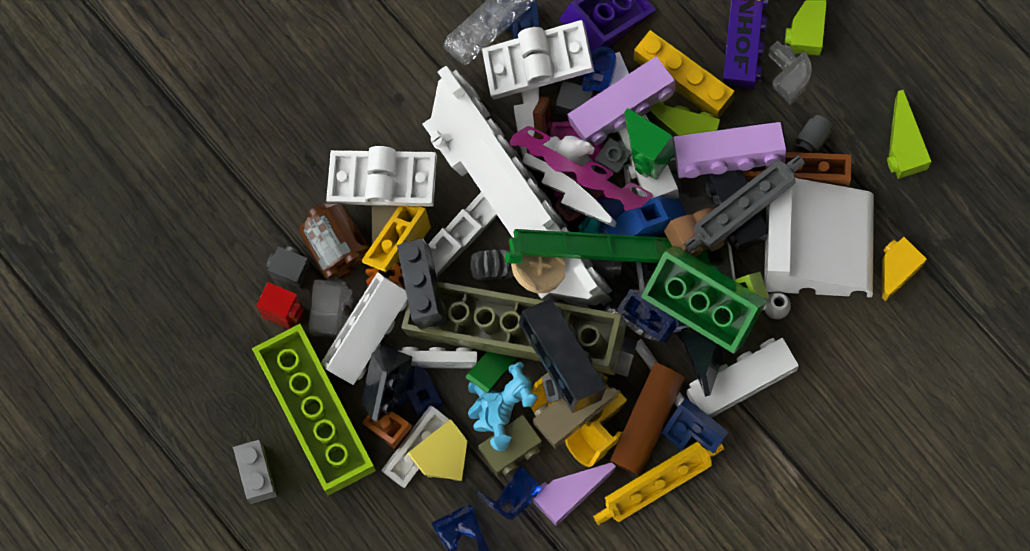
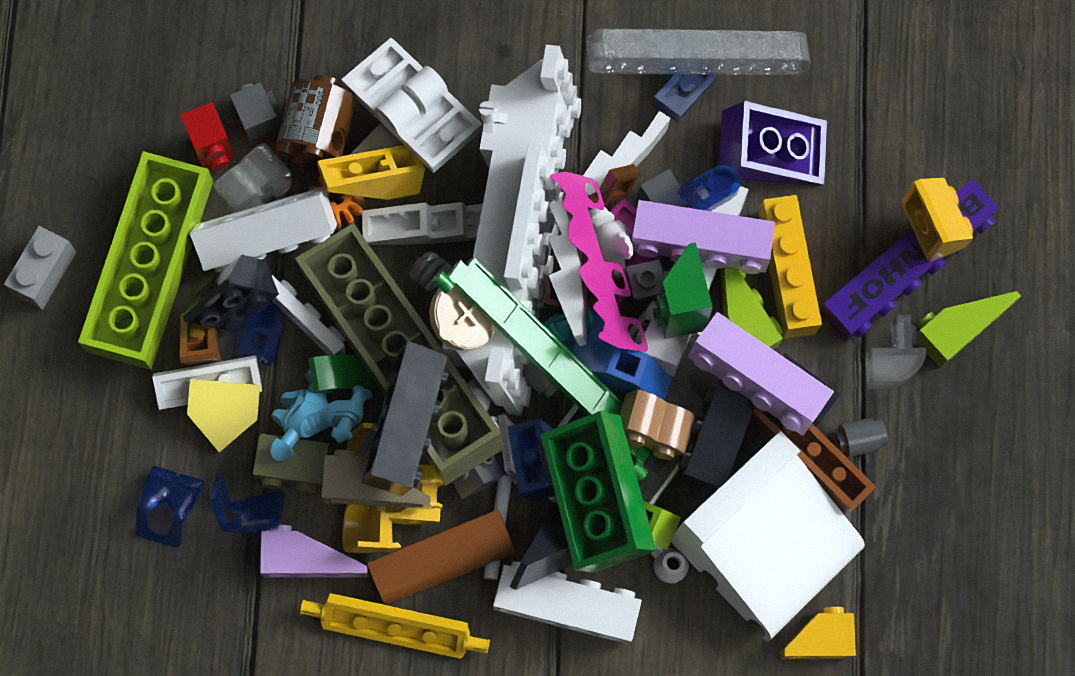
camera: 30 degrees right, 0 degrees up
(421, 283) = (348, 232): black brick -> none
(537, 59) = (663, 125): white plate -> none
(692, 422) = (475, 598): dark blue plate -> none
(744, 204) = (723, 437): dark grey plate -> none
(907, 147) = (940, 531): lime slope -> none

